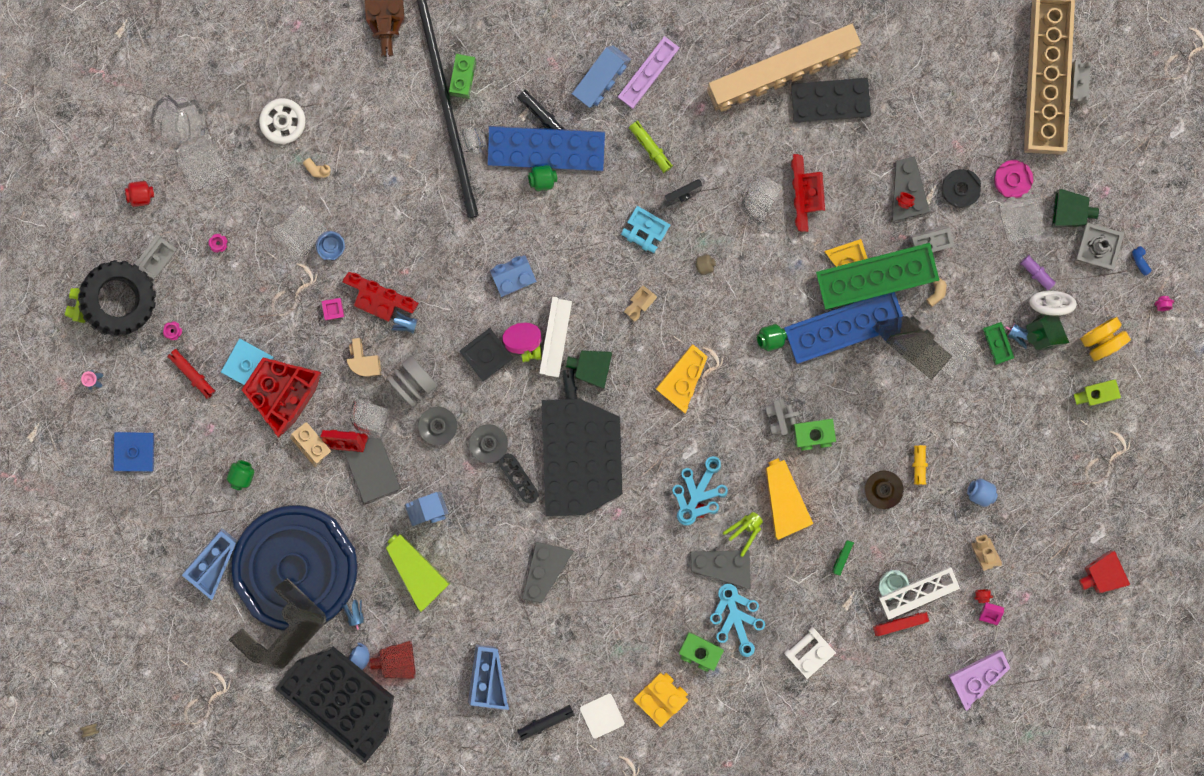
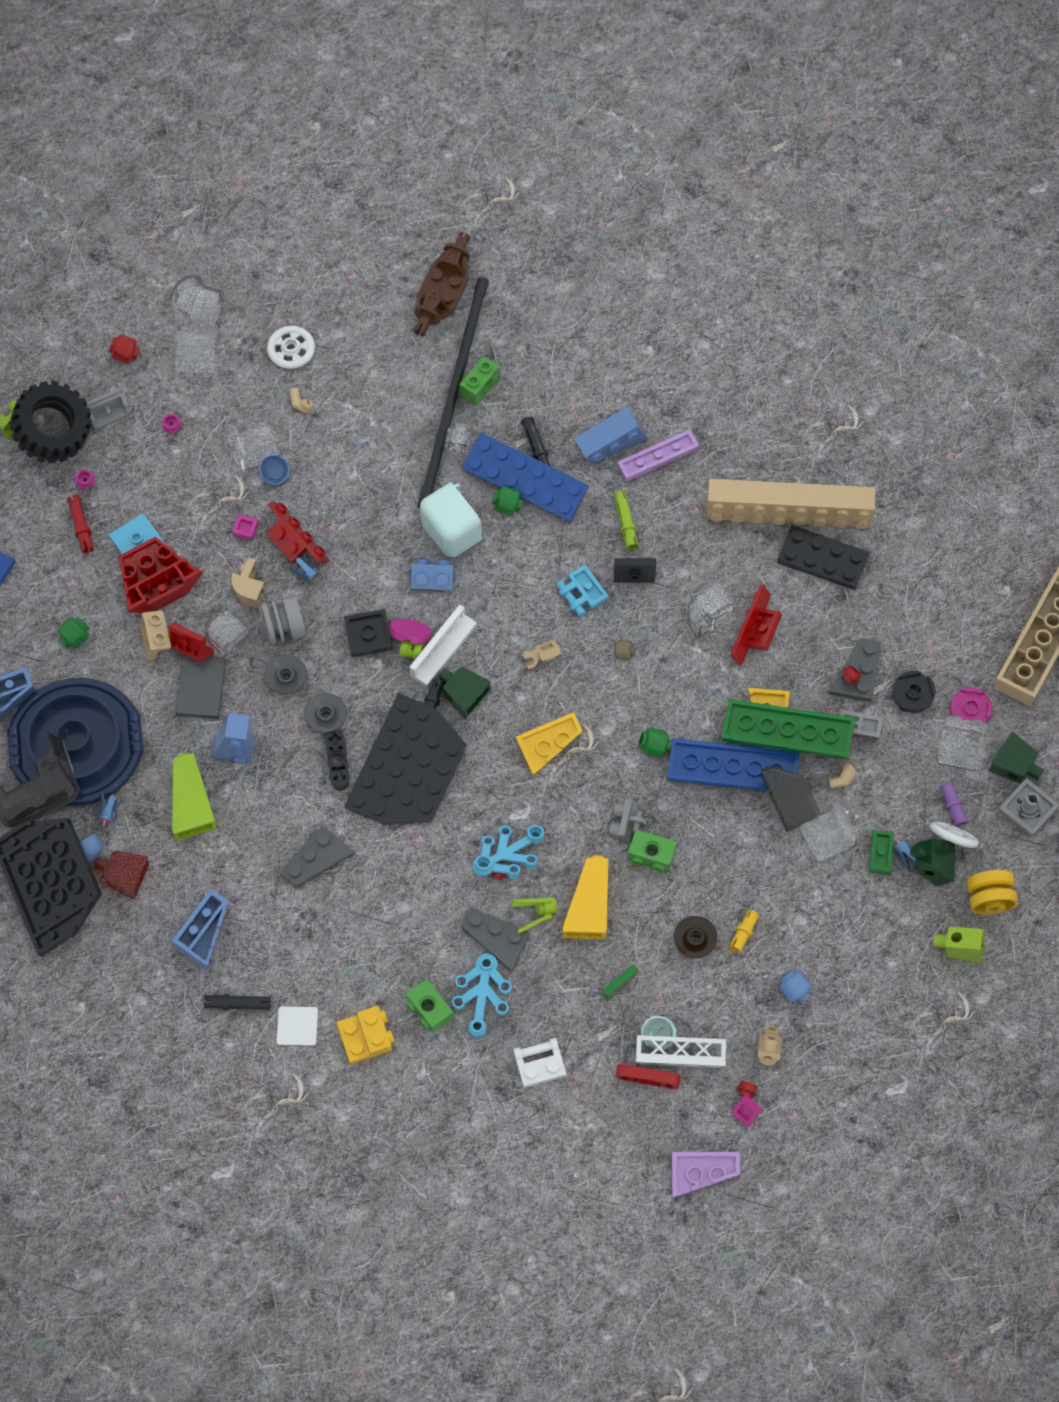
camera: 30 degrees right, 20 degrees down
(506, 224) = (450, 520): none -> light aqua piece
(1105, 574) = (885, 1127): red torso -> none

